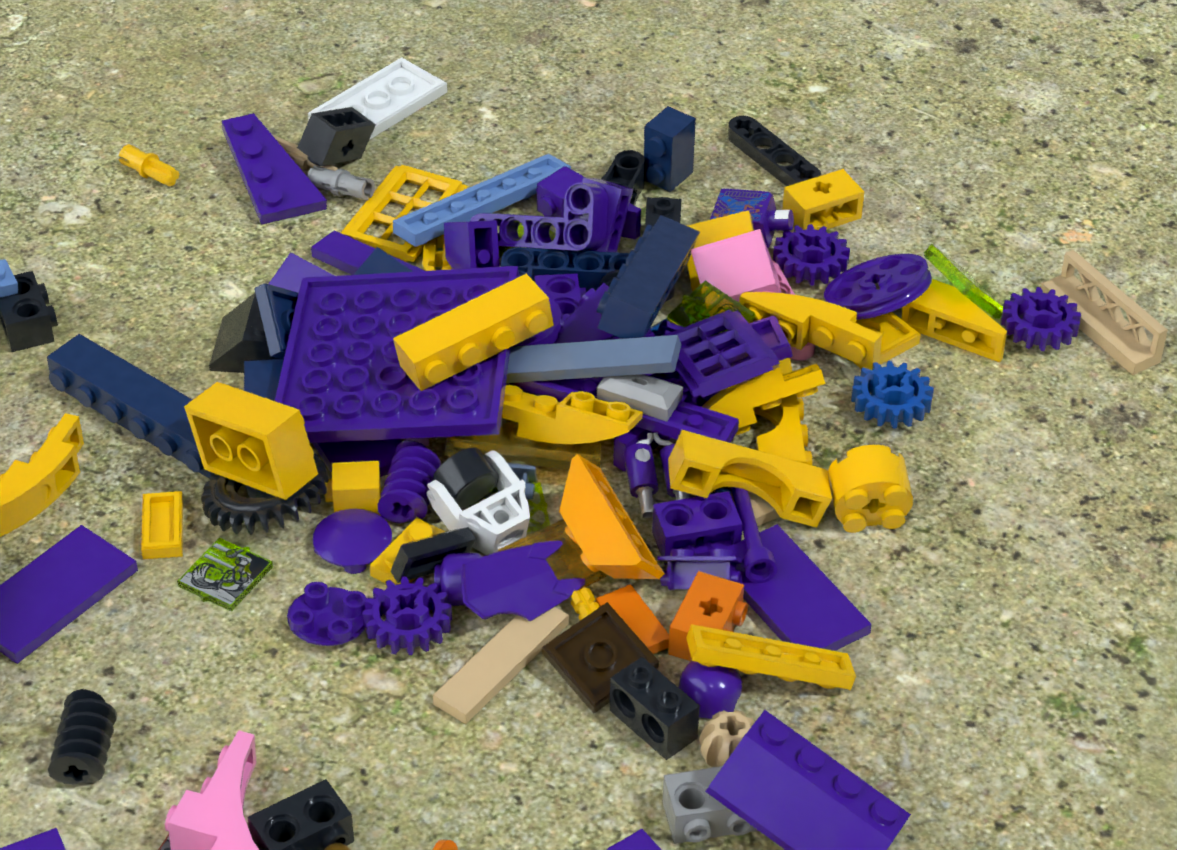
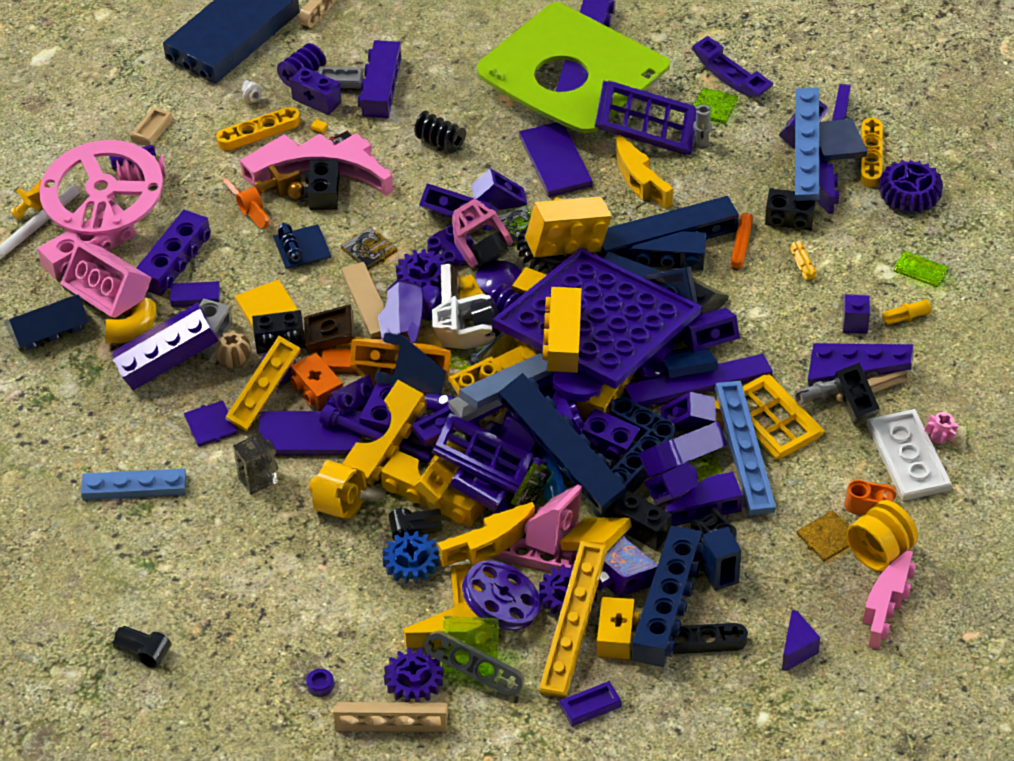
camera: 125 degrees right, 5 degrees up
(57, 183) = (921, 269): none -> clear neon green tile
(110, 276) = (803, 260): none -> yellow axle
(125, 336) = (741, 240): none -> orange axle
(175, 366) = (672, 251): none -> dark blue slope
(177, 198) = (855, 313): none -> dark purple slope
(182, 610) = (498, 191): none -> dark purple slope
(252, 626) = (445, 202): none -> dark purple brick
(311, 556) = (489, 248): none -> bright pink piece
(327, 80) = (941, 428): none -> bright pink gear
(390, 718) = (369, 248): none -> piece
(451, 793) = (300, 245): none -> dark blue hinge
(475, 100) = (864, 495): none -> orange piece
(525, 57) = (882, 535): none -> yellow wheel
(544, 120) = (825, 535): none -> clear yellow piece
(598, 51) = (887, 595): none -> bright pink slope
(604, 769) = (264, 300): none -> yellow tile
(619, 492) = (413, 367): none -> dark blue flag
(715, 82) = (801, 642): none -> dark purple slope
(756, 169) = (667, 597): none -> dark blue brick
(845, 422) = (421, 521): none -> black piece
(851, 218) = (573, 619): none -> yellow tile
(866, 713) = (209, 423): none -> dark purple piece
(909, 584) = (255, 463): none -> clear smoke brick
(926, 194) = (590, 703): none -> dark purple tile
(984, 270) = (471, 668): none -> dark grey beam
(1044, 731) = (133, 484): none -> medium blue plate
(1122, 397) = (320, 682): none -> dark purple tile

